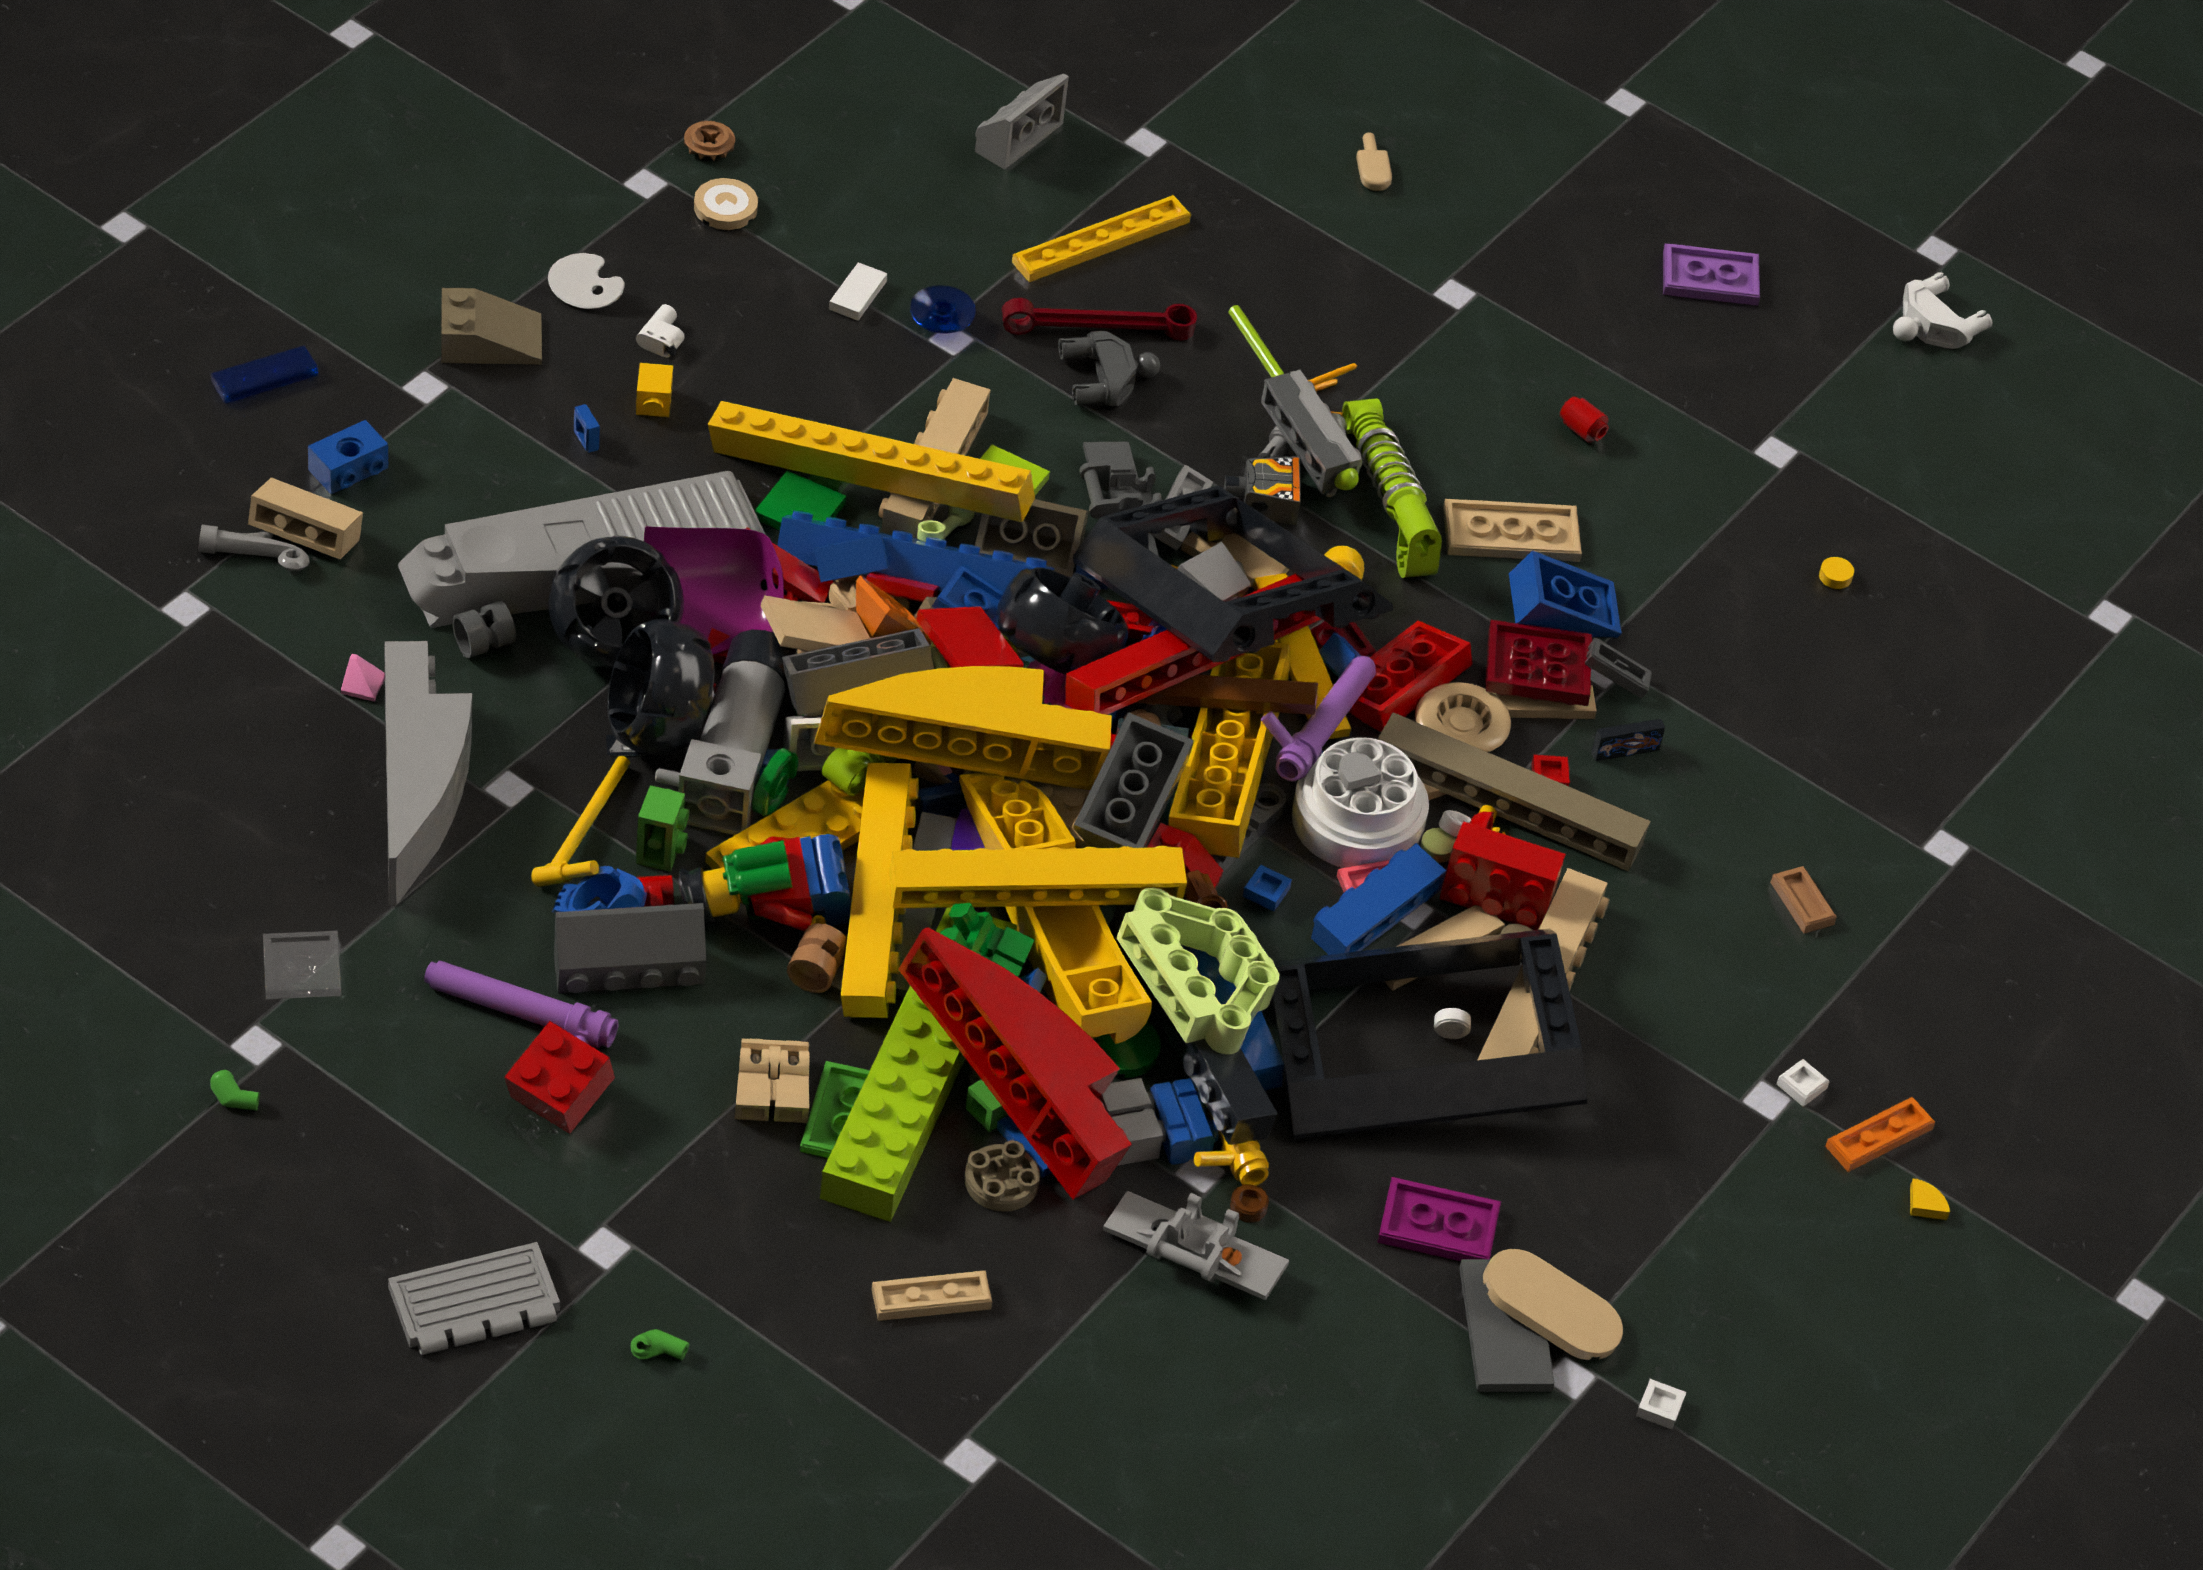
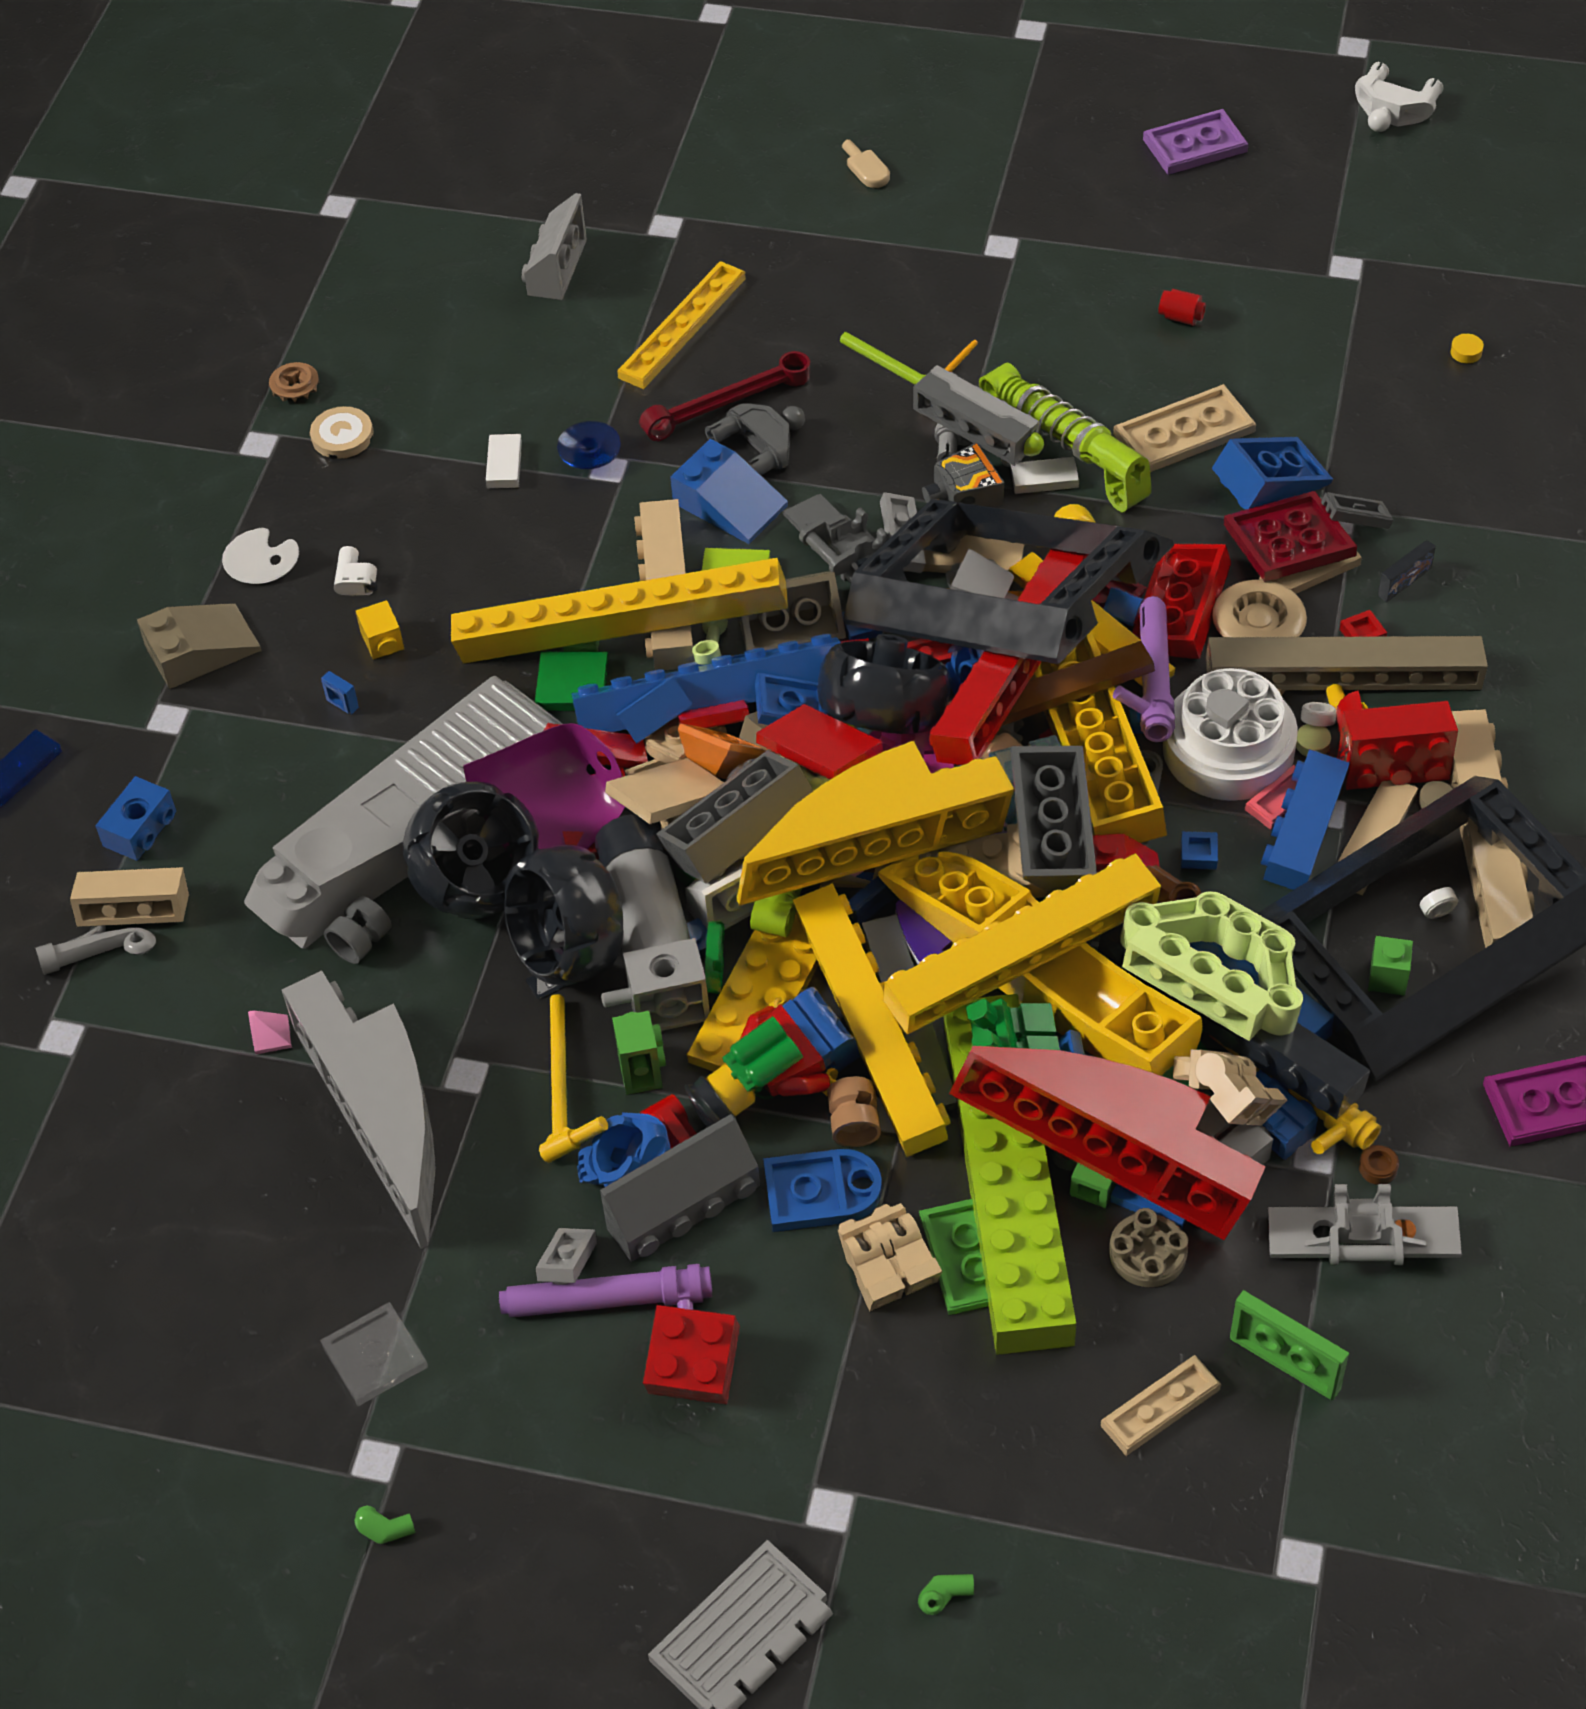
camera: 15 degrees left, 5 degrees up
(503, 958) = (566, 1255): none -> light grey plate
(752, 1006) = (819, 1188): none -> blue tile
(1042, 403) = (726, 492): none -> slope
(1063, 1292) = (1288, 1345): none -> bright green tile
(1147, 1072) = (1234, 1081): none -> tan hips
(1350, 515) = (1044, 475): none -> white tile
(1369, 1049) = (1390, 965): none -> bright green brick

